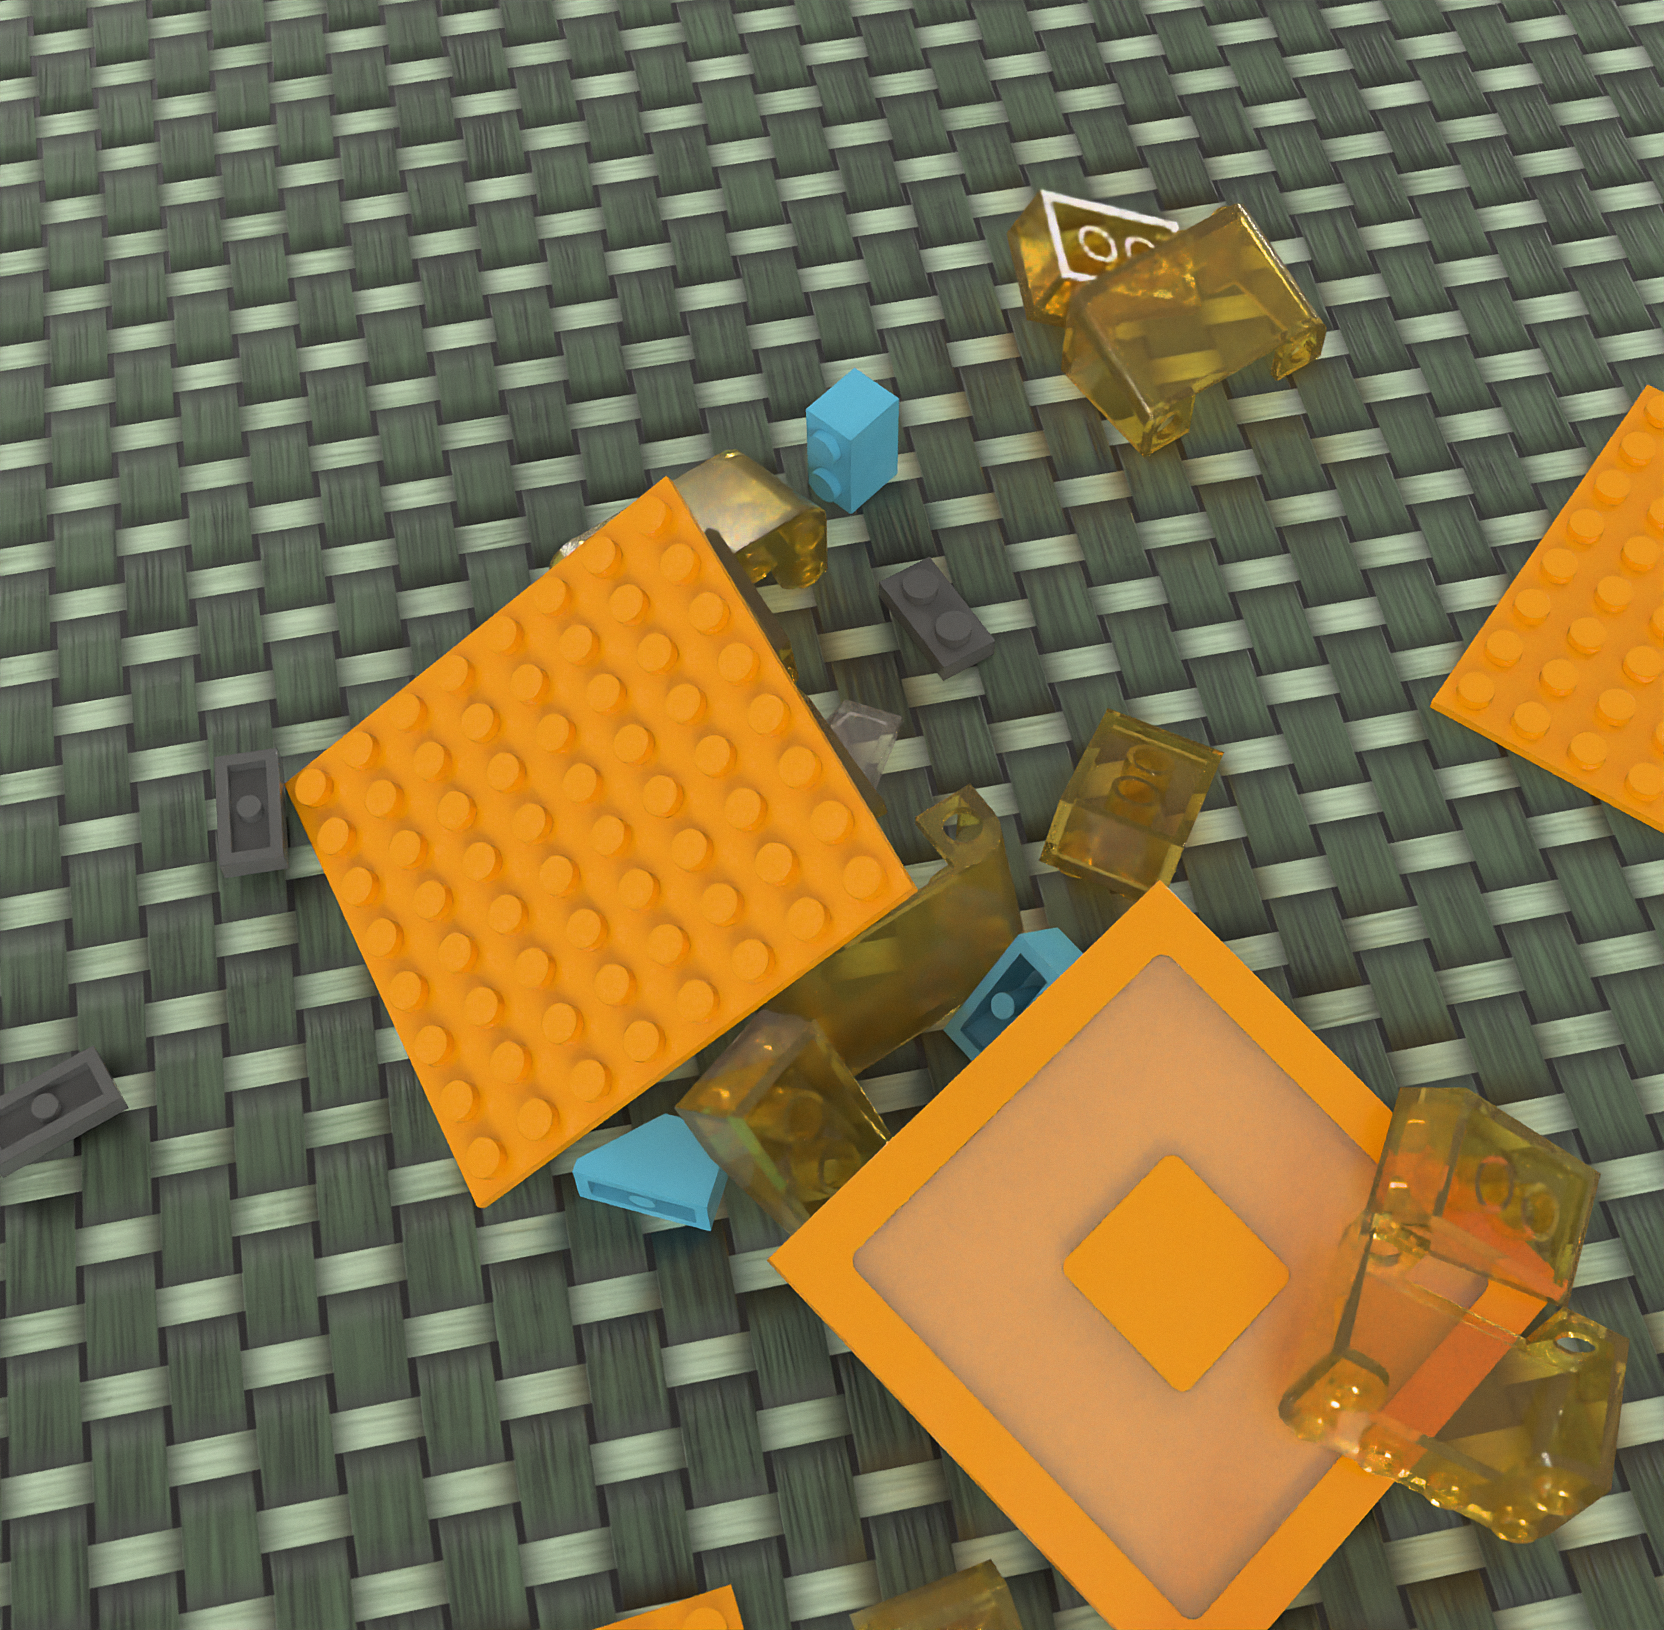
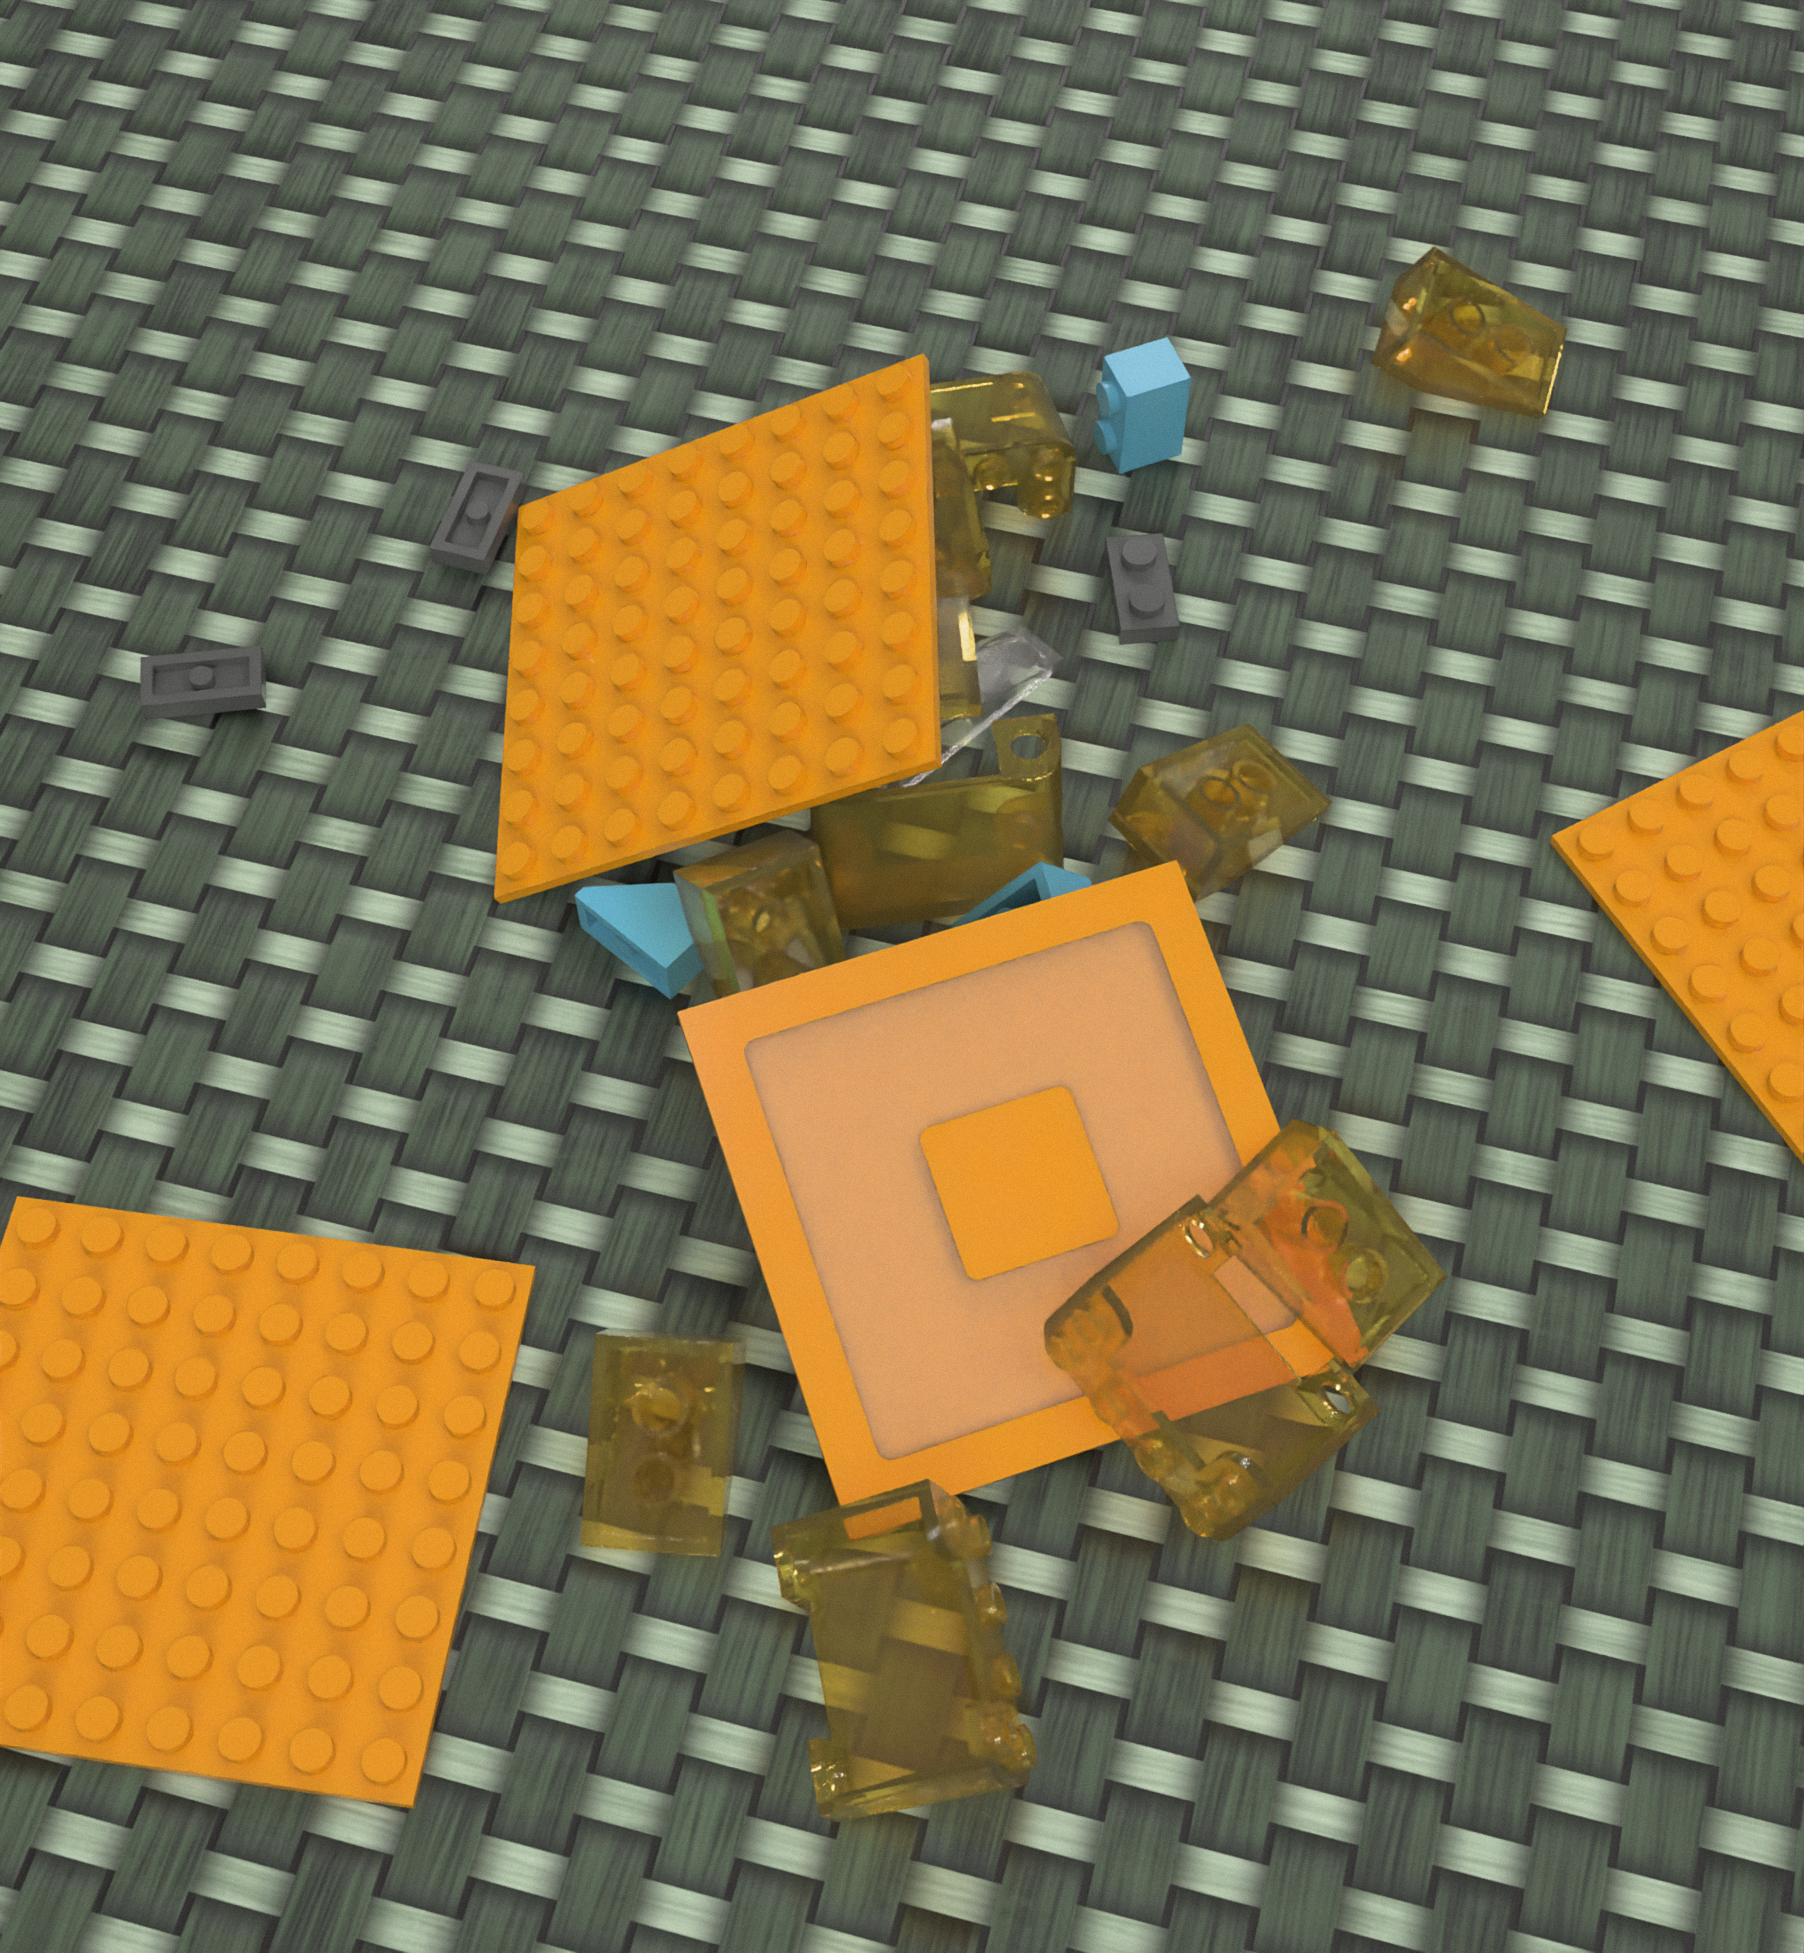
camera: 25 degrees right, 0 degrees up
(1183, 321) = (1512, 411): clear yellow windscreen -> none

